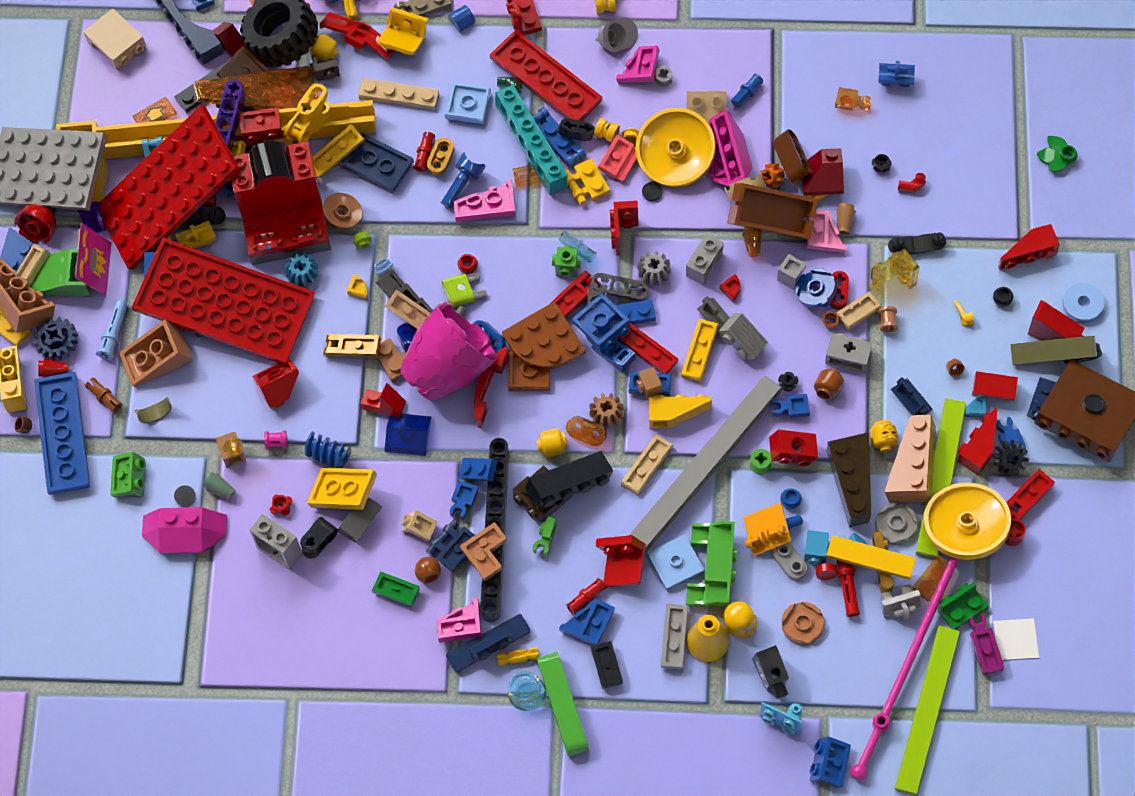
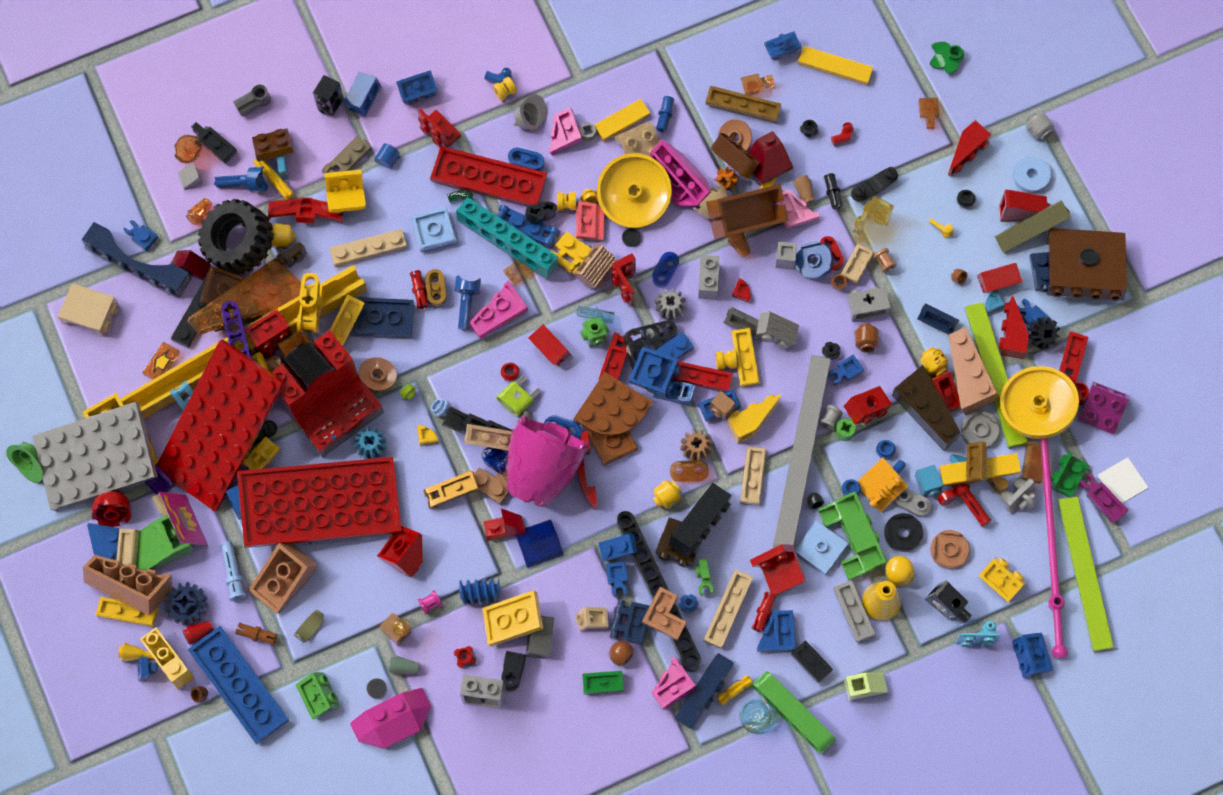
camera: 30 degrees left, 5 degrees up
(517, 255) = (549, 345): none -> red hinge
(518, 560) = (688, 608): none -> blue plate
(553, 577) = (728, 609): none -> tan plate
(591, 76) = (527, 158): none -> blue plate
(599, 202) = (595, 267): none -> medium nougat brick
(646, 711) = (865, 685): none -> yellowish green slope
(666, 234) = (665, 270): none -> clear blue plate
(678, 343) = (726, 360): none -> yellow wheel
(693, 515) = (815, 500): none -> black hinge
(702, 79) = (622, 120): none -> yellow tile
(738, 517) = (851, 486): none -> blue plate
(752, 443) = (830, 417): none -> light grey bush
(765, 597) = (900, 543): none -> black tile
(808, 134) = (738, 127): none -> nougat dish
(828, 113) = (743, 104): none -> pearl gold plate
(840, 674) = (1002, 578): none -> yellow bracket
(868, 546) = (976, 462): none -> pearl gold plate
(872, 231) = (833, 191): none -> black axle
(879, 468) = (947, 390): none -> red slope
(940, 116) = (835, 65): none -> yellow tile
(1011, 196) = (929, 109): none -> clear orange plate
(1033, 557) = (1104, 407): none -> magenta bracket
(1116, 259) = (1039, 126): none -> light grey head

